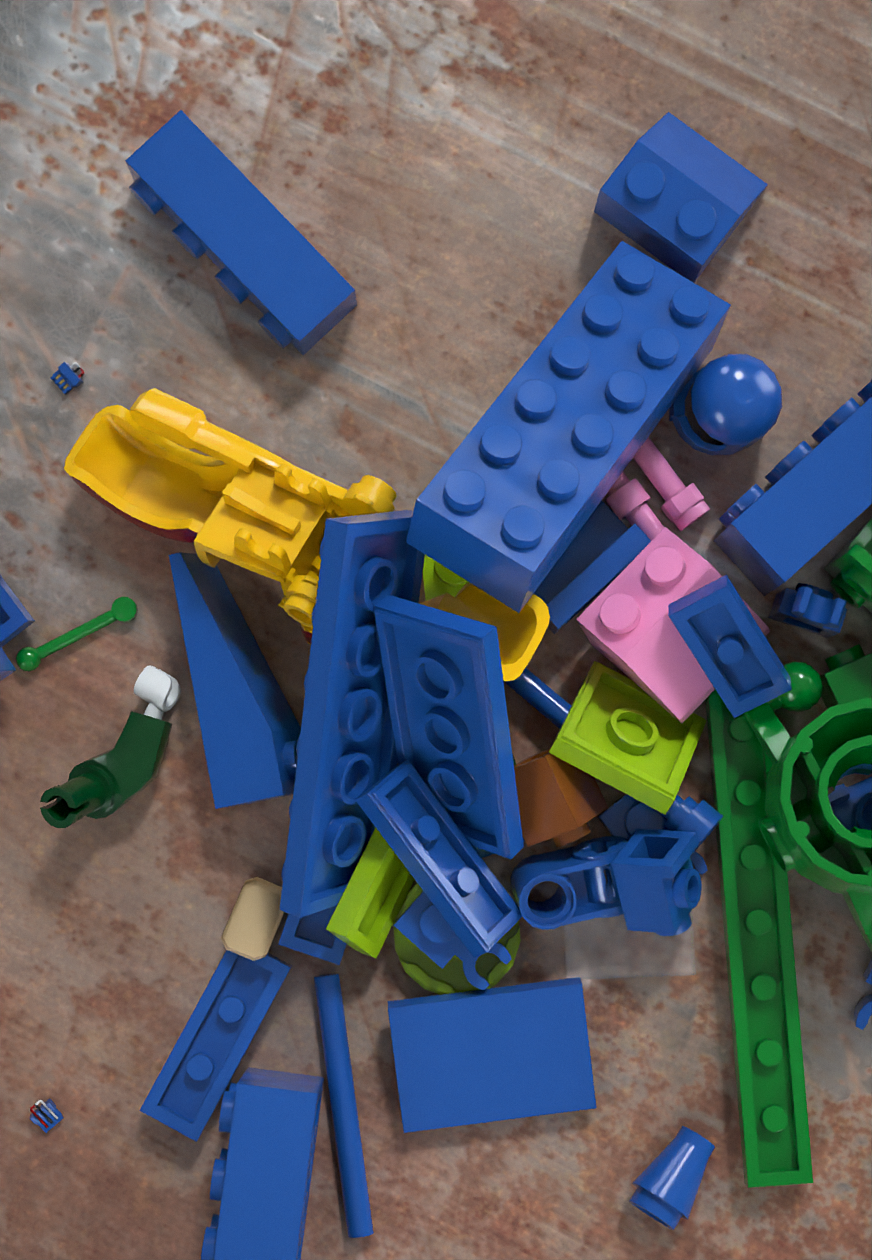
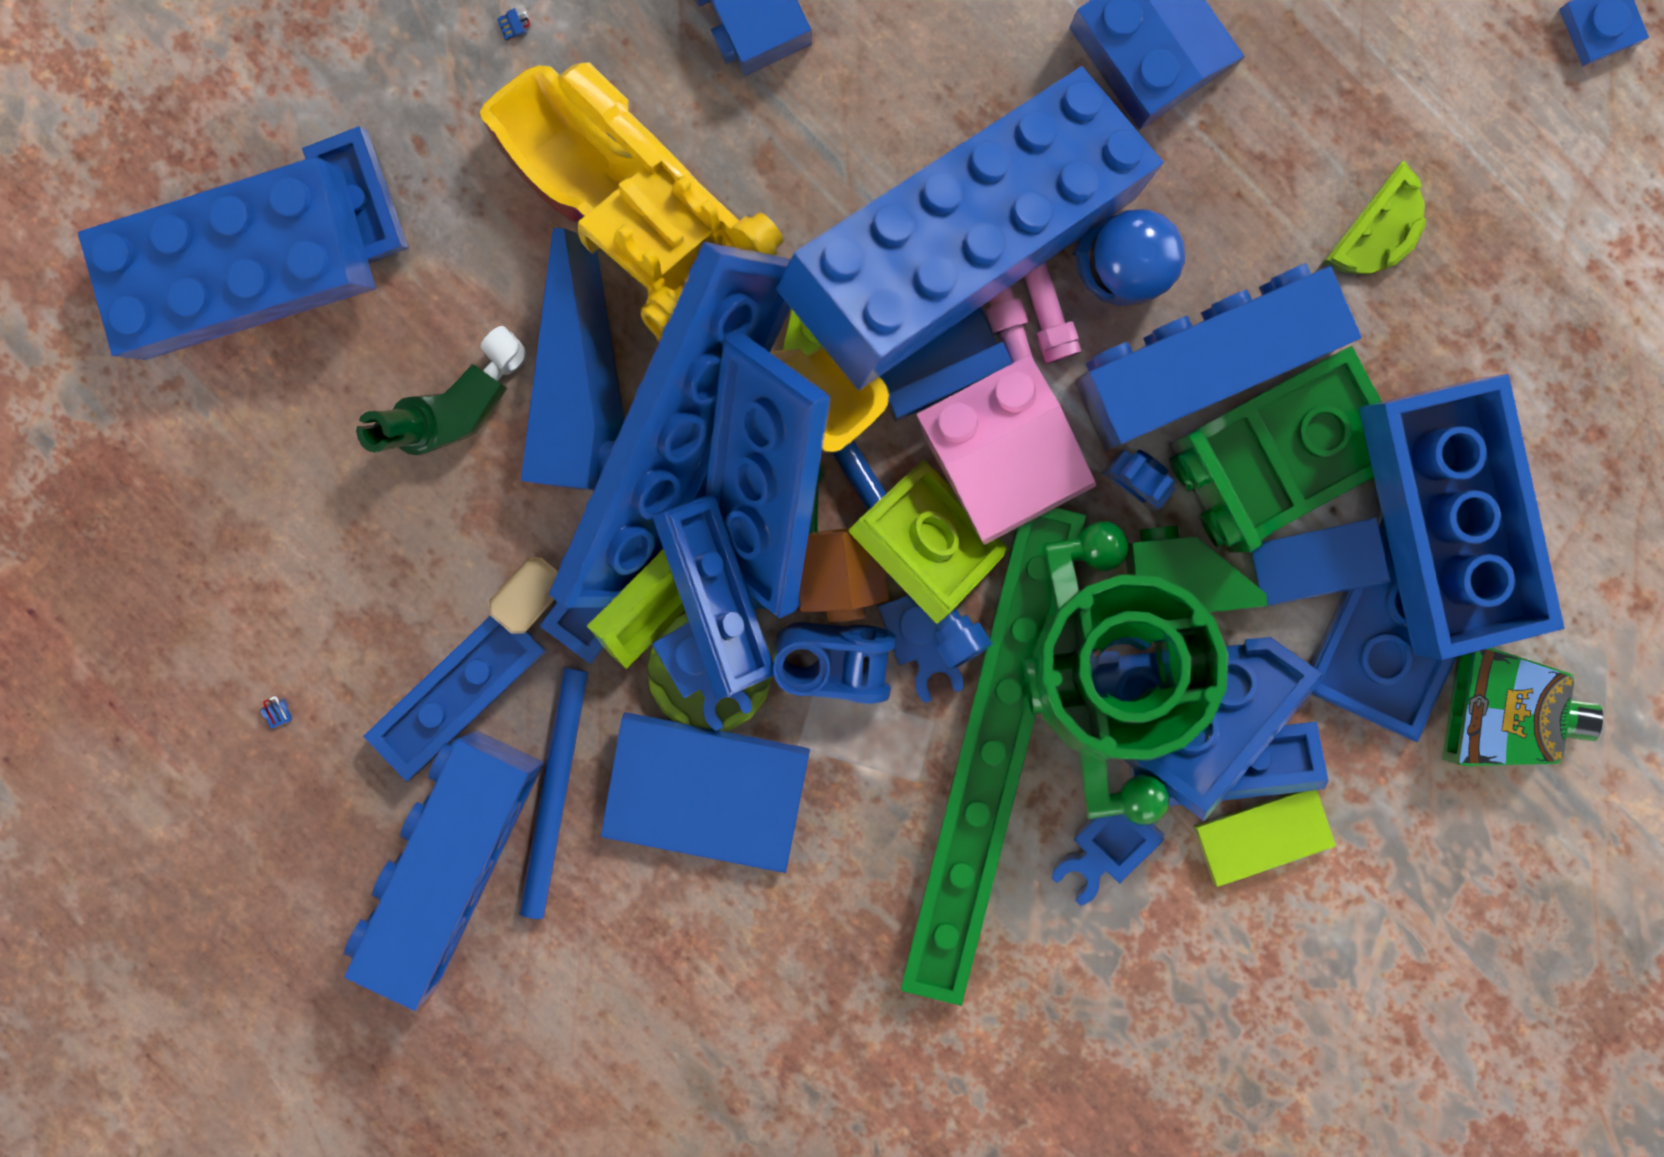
camera: 20 degrees right, 5 degrees up
(122, 609) = (495, 265): green hinge -> none
(658, 881) = (910, 683): blue brick -> none
(673, 1179) = (834, 960): blue cone -> none
(729, 646) = (1050, 487): blue plate -> none

